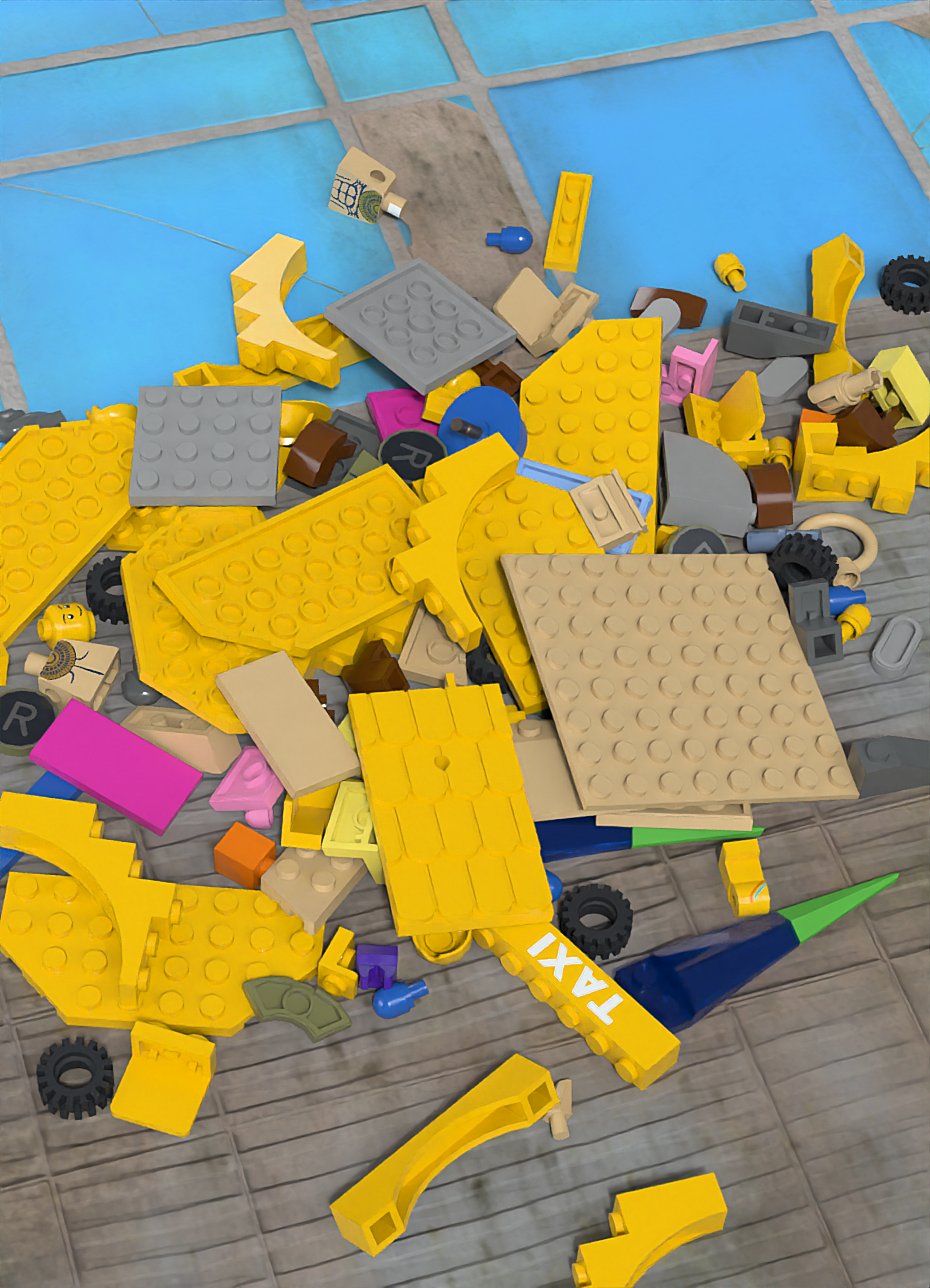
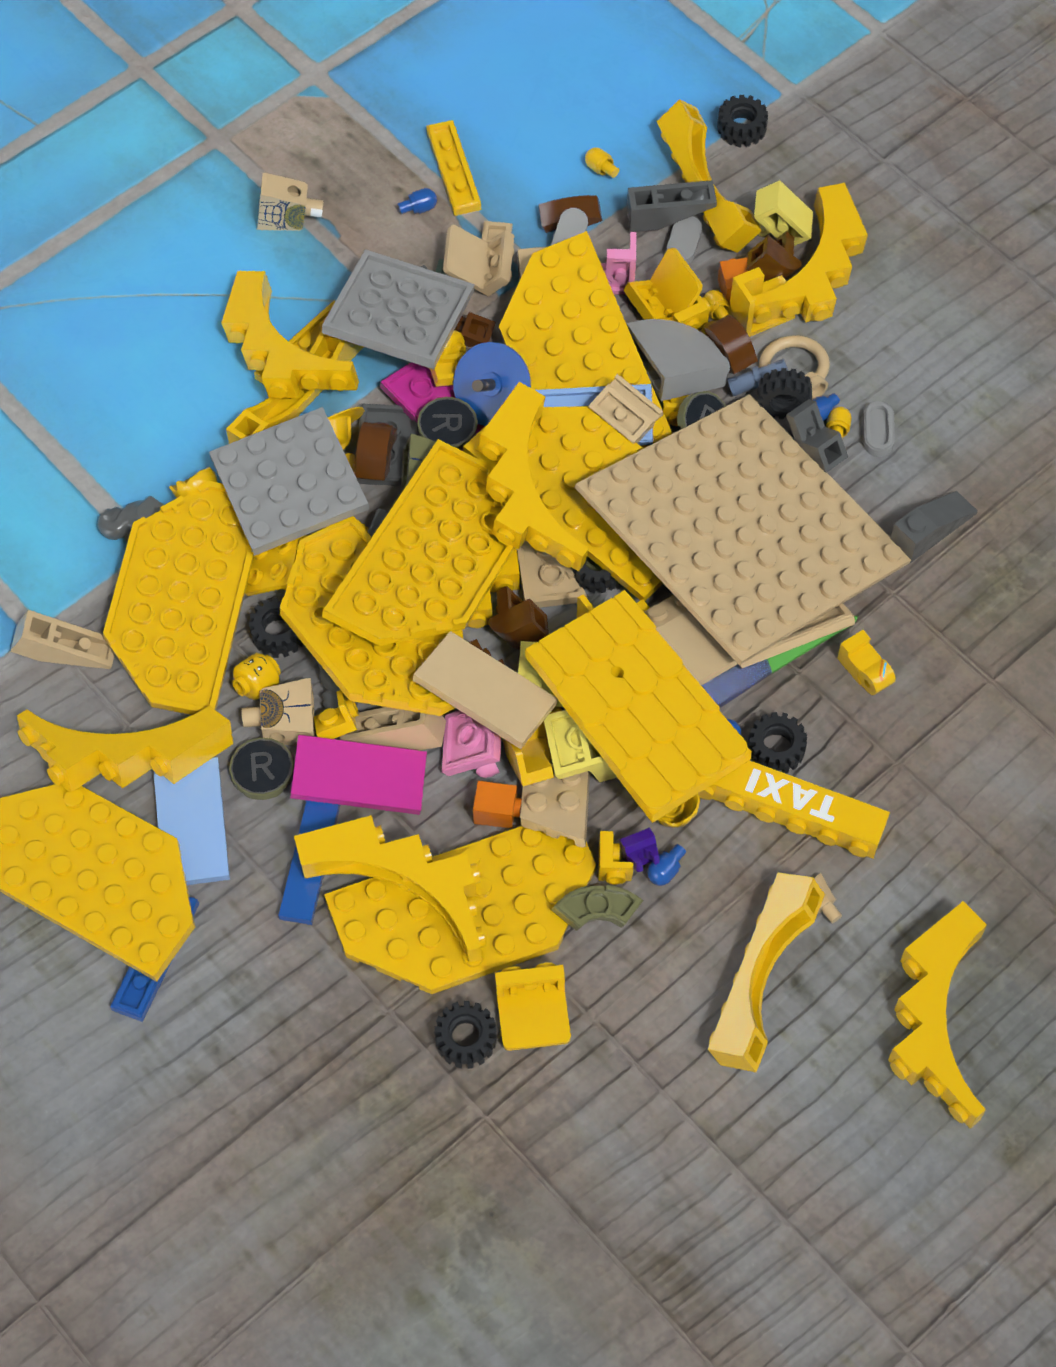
camera: 20 degrees left, 10 degrees up
(125, 703) = (337, 721): none -> yellow bracket
(699, 974) = (871, 748): clear blue plate -> none
(844, 389) = (747, 235): tan arm -> none

